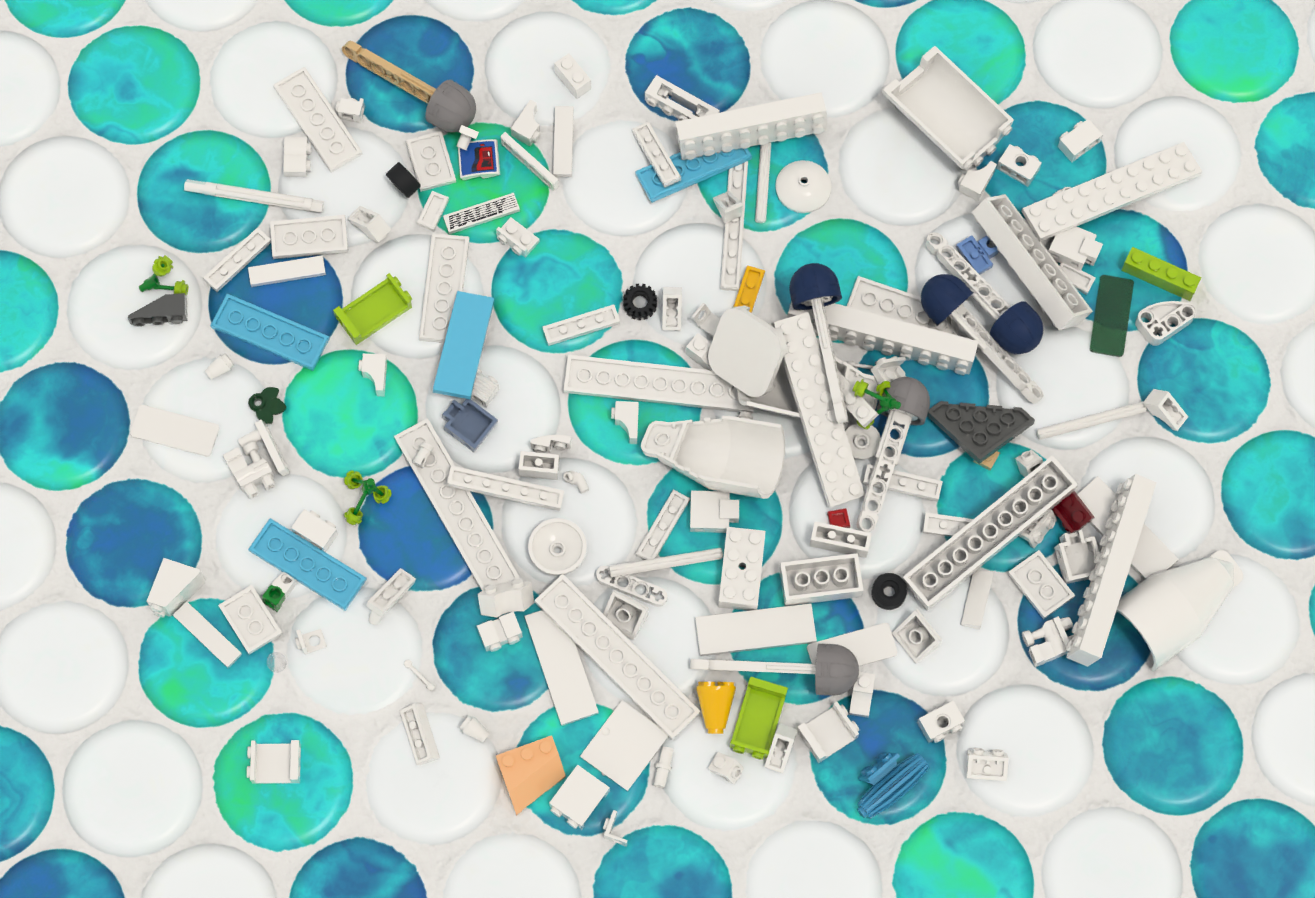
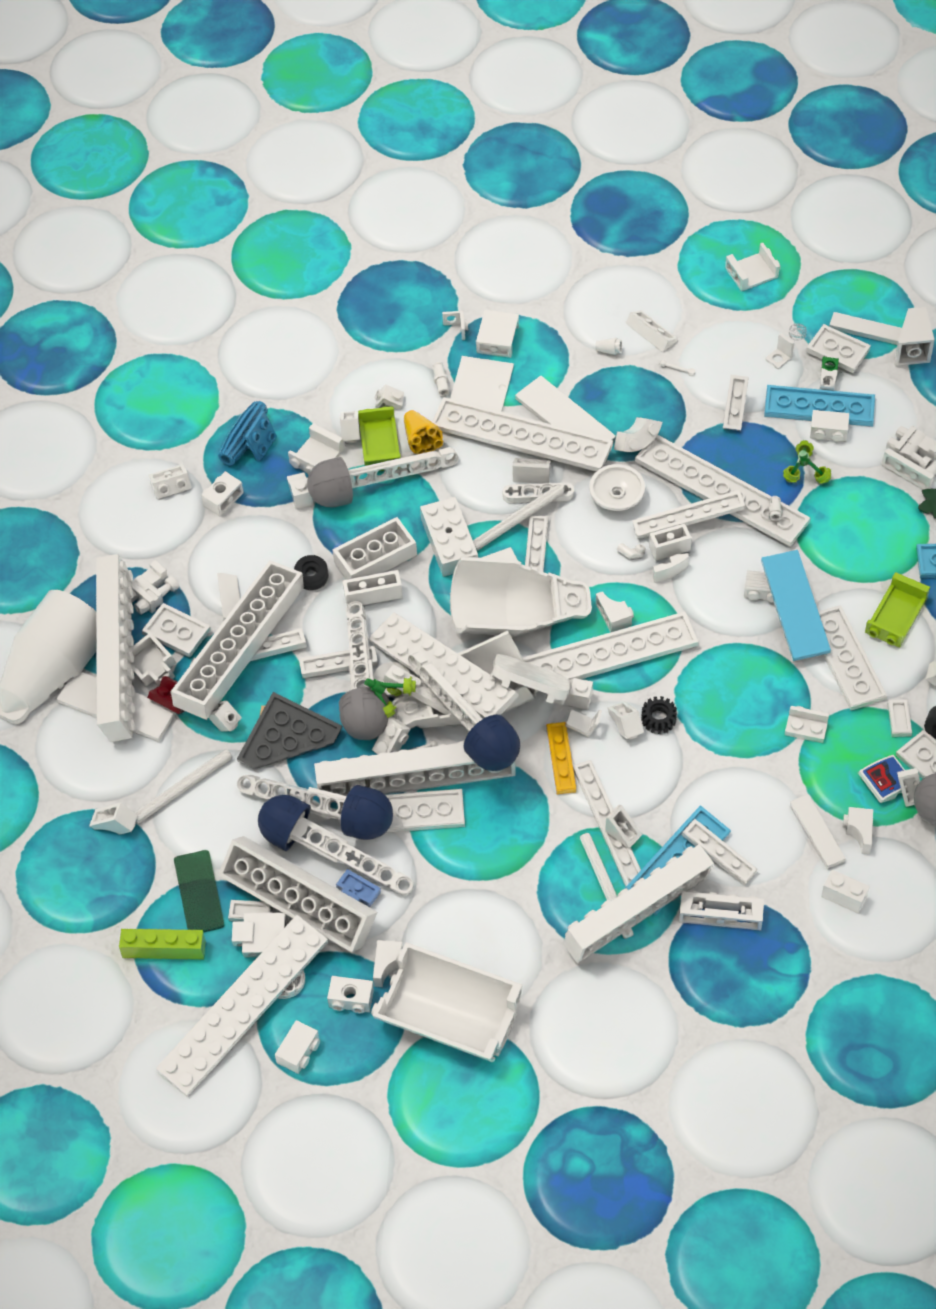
camera: 160 degrees right, 15 degrees down
(375, 368) = (861, 562): white arch -> none
(468, 423) = (748, 550): sand blue piece -> none
(481, 213) = (853, 734): white tile -> none
(500, 632) = (623, 418): white brick -> none
(529, 161) = (836, 794): white tile -> none
(530, 771) = (549, 336): light nougat wedge -> none
(581, 325) = (701, 673): white plate -> none
(755, 629) = (407, 502): white tile -> none
(801, 196) = (563, 898): white dish -> none
(839, 518) = (381, 612): red tile -> none
(867, 644) = (321, 525): white piece -> none
(917, 636) = (269, 548): white slope -> none
(1159, 315) = (150, 904): white beam -> none

